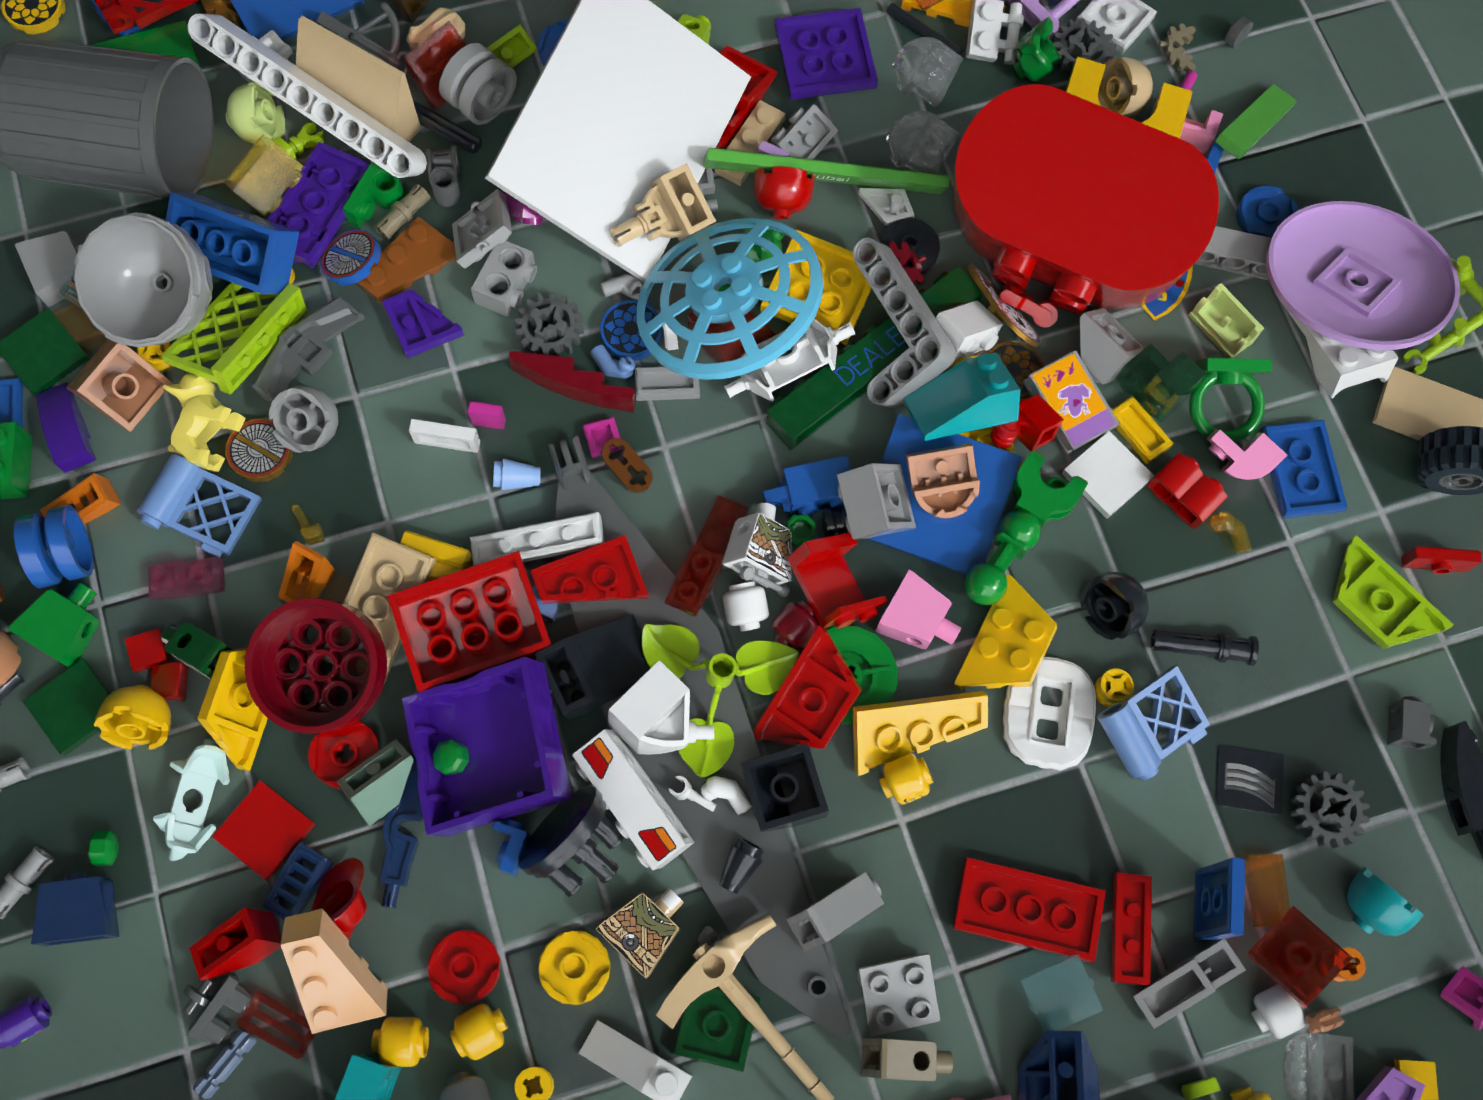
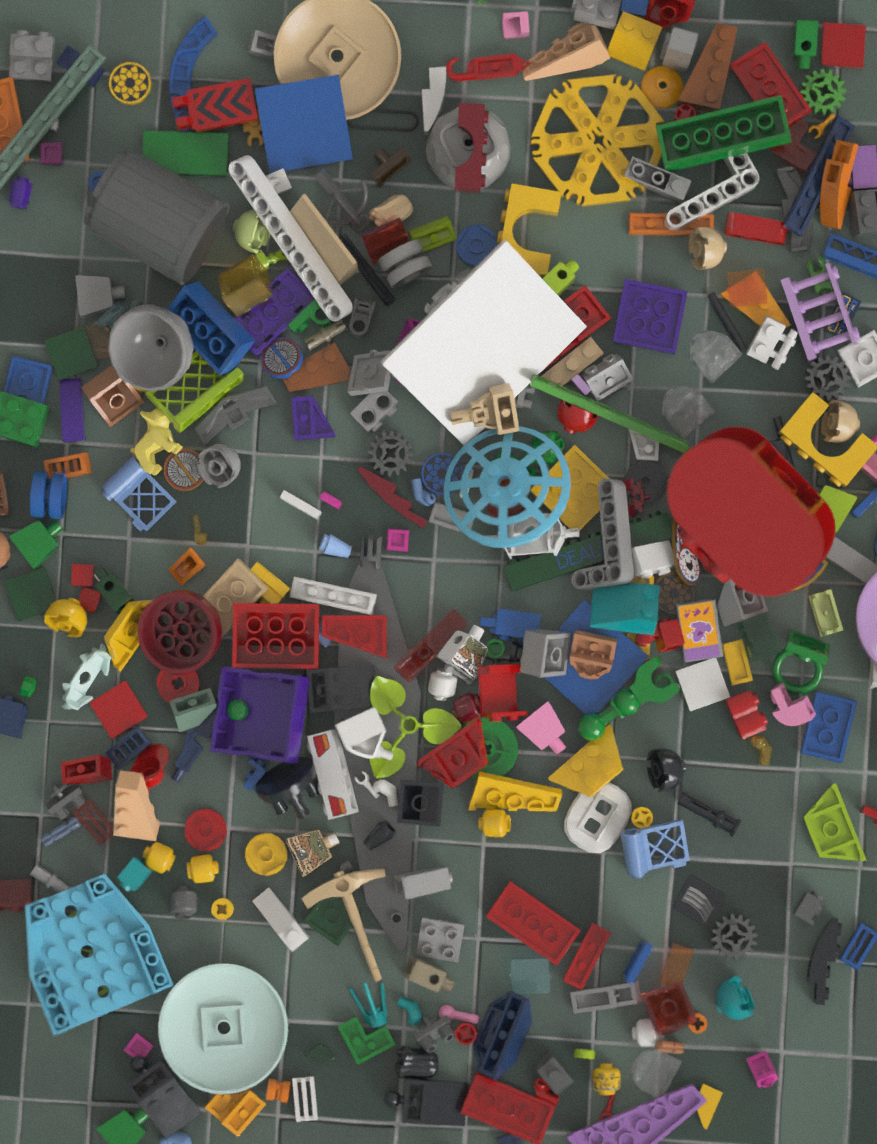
camera: 30 degrees right, 15 degrees up
(186, 580) = (117, 538): clear pink slope -> none
(622, 284) = (450, 440): light grey arm -> none
(632, 460) = (410, 565): reddish brown beam -> none
(1035, 53) = (791, 373): green head -> none

